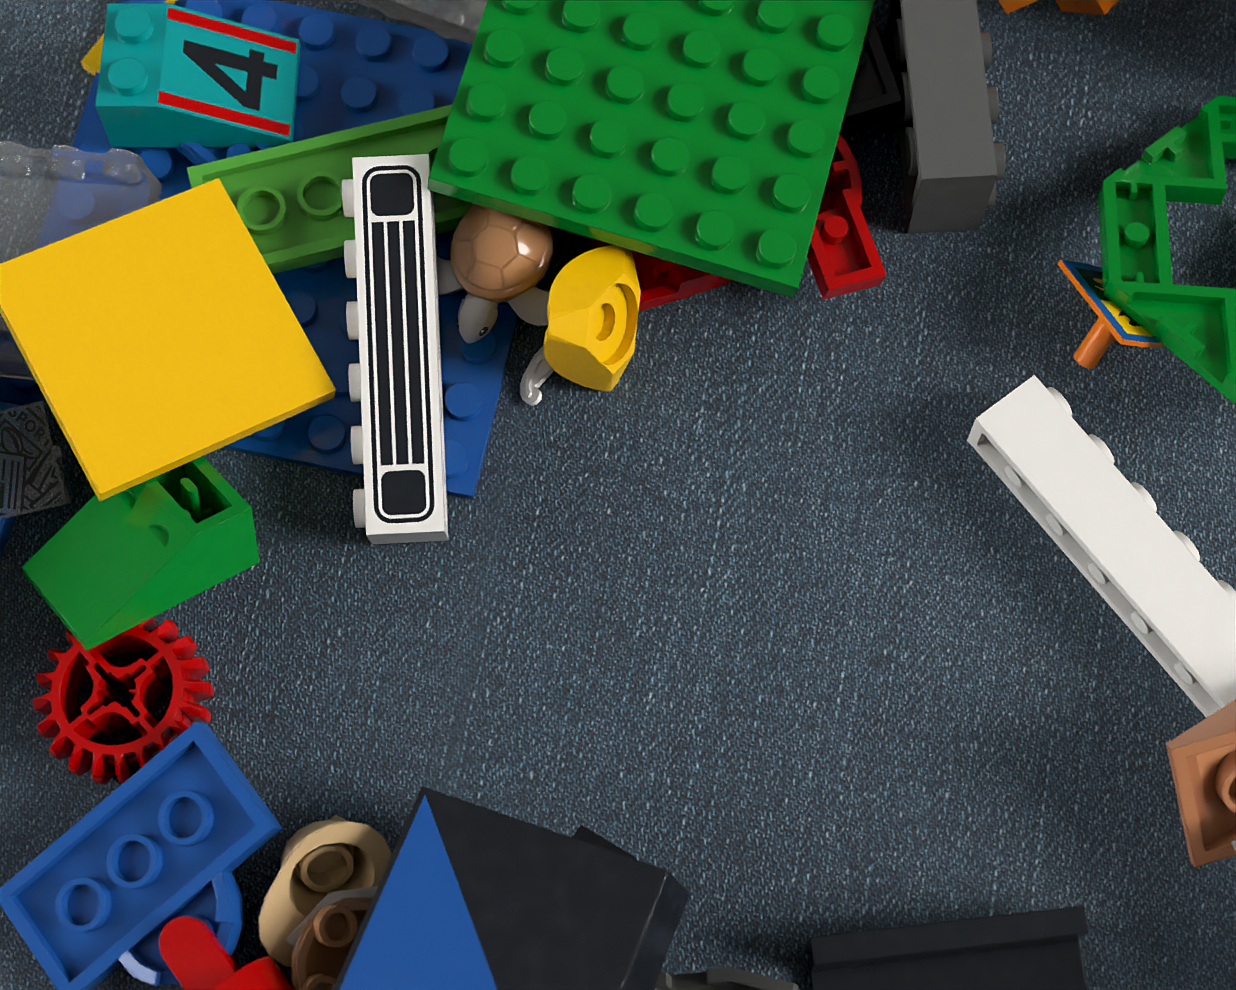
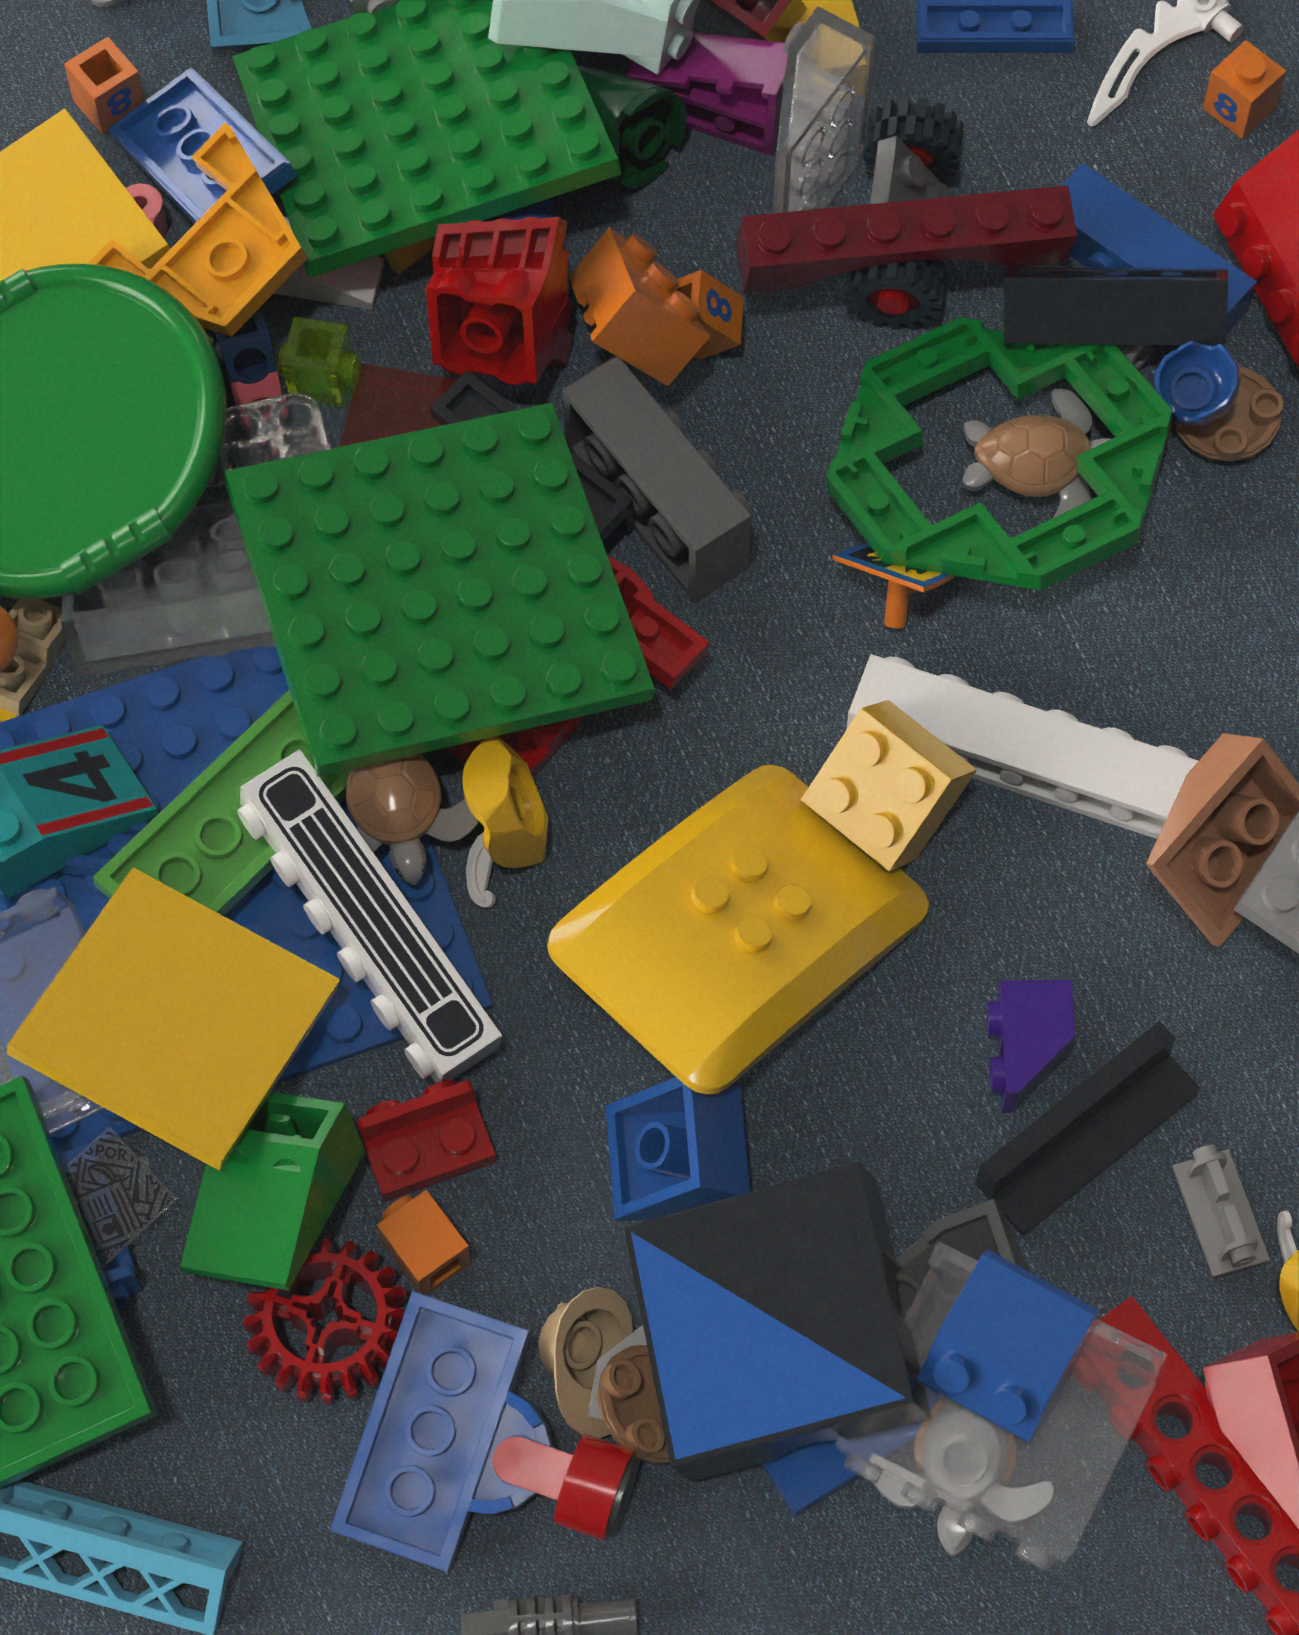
camera: 35 degrees left, 5 degrees down
(255, 678) = (423, 1242): none -> orange brick
(326, 584) = (425, 1139): none -> red bracket
(544, 738) = (675, 1150): none -> blue slope
(732, 562) = (734, 929): none -> yellow wedge
(954, 840) = (1033, 1036): none -> dark purple slope
(967, 510) = (888, 784): none -> yellow brick

